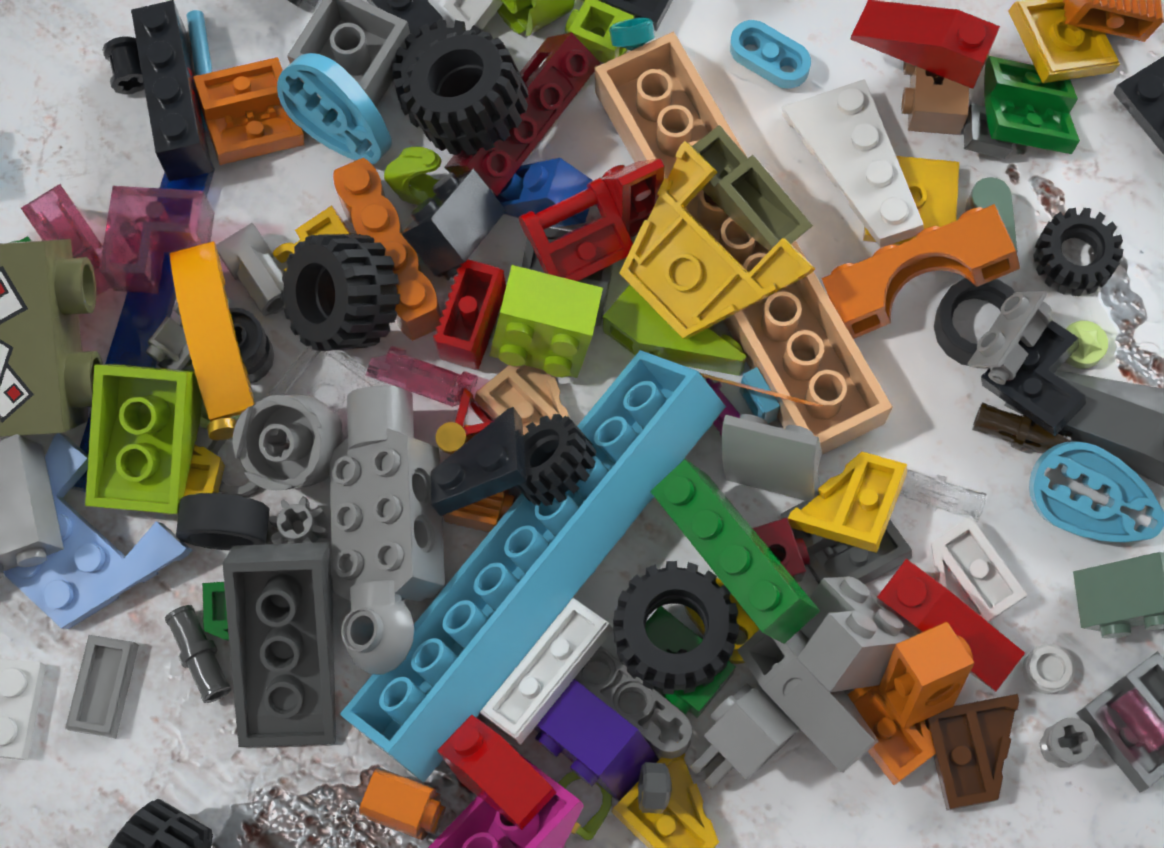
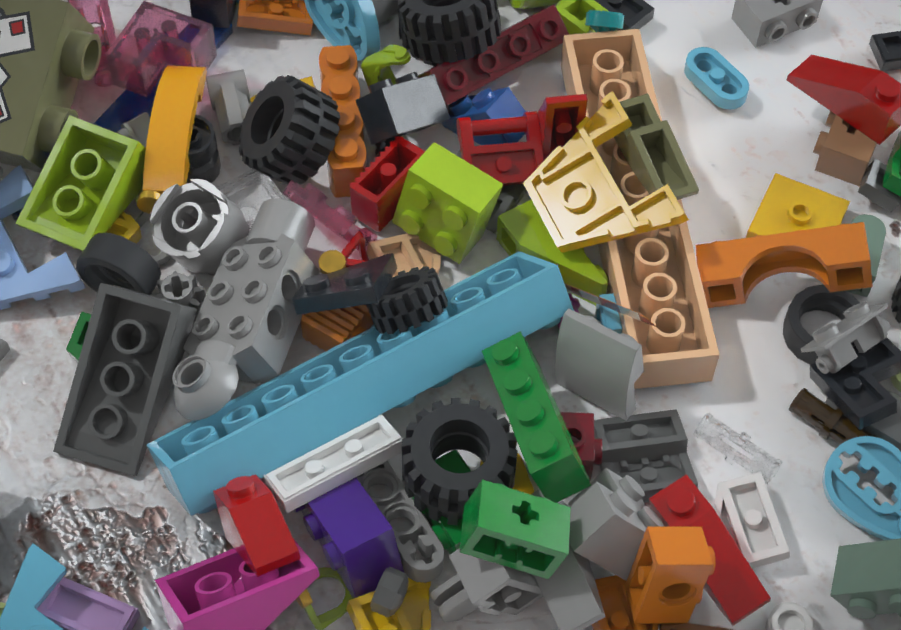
camera: 15 degrees right, 15 degrees down
(198, 654) = (53, 367): dark grey pin -> none
(402, 804) = (164, 529): orange brick -> none
(767, 695) = (515, 529): none -> green brick
(855, 503) = (659, 425): yellow wing -> none
(858, 158) = (761, 169): white wing -> none

